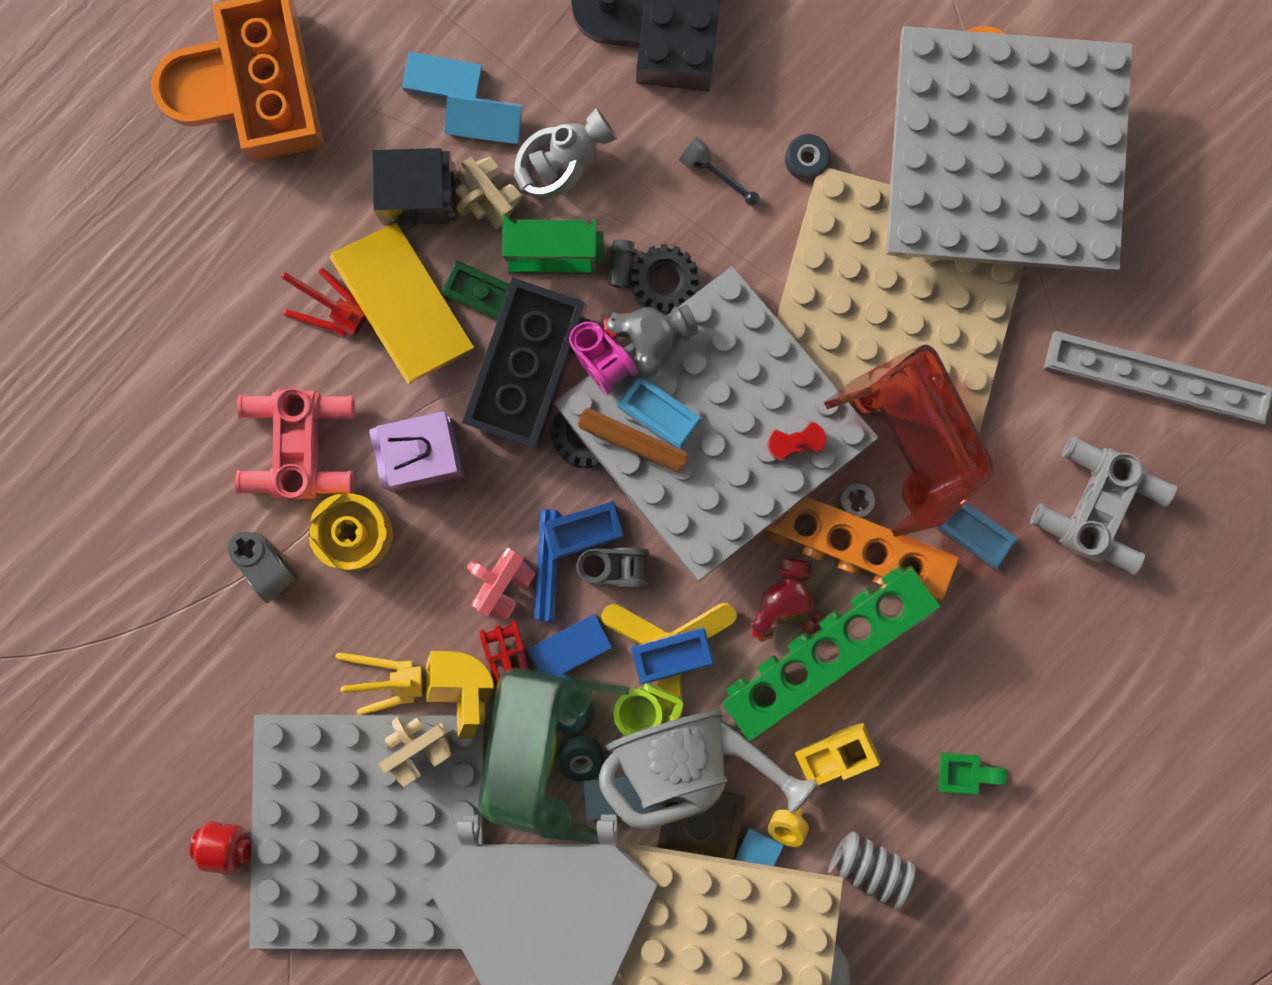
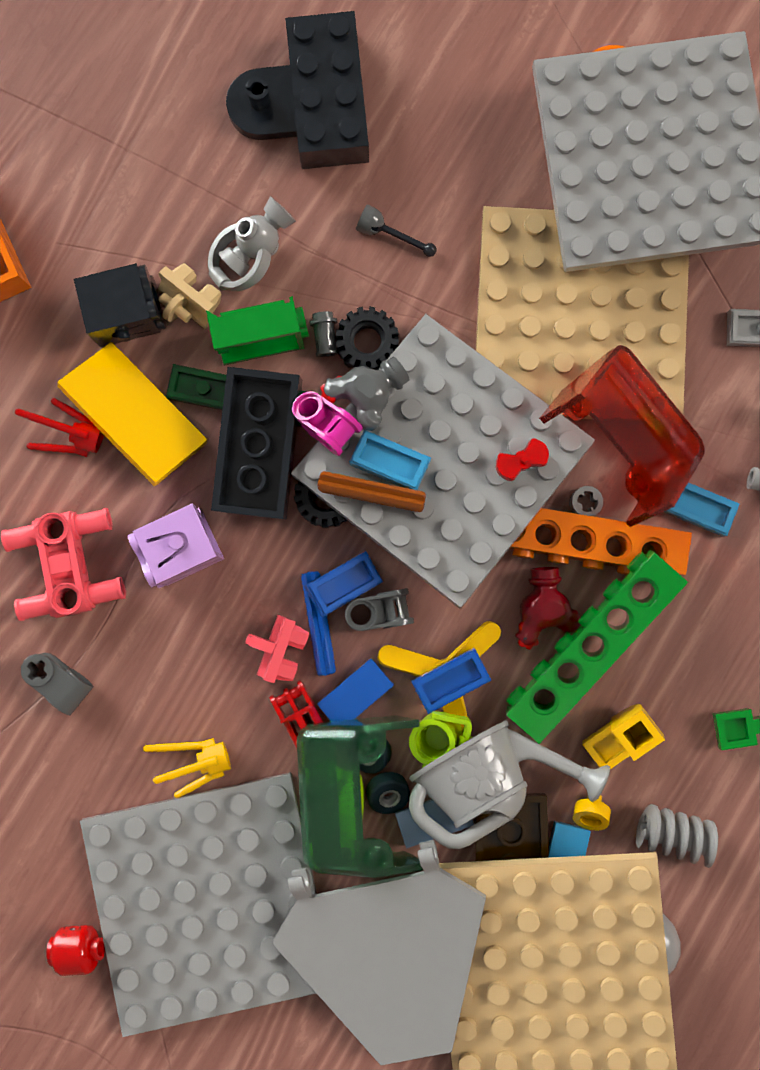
camera: 10 degrees left, 0 degrees up
(329, 532) = (111, 633): yellow brick -> none
(401, 762) = (224, 835): tan hips -> none
(441, 76) = (125, 202): dark azure tile -> none
(460, 680) = (266, 747): yellow brick -> none
(483, 119) = (170, 230): dark azure tile -> none
(813, 145) = (473, 189): black wheel -> none

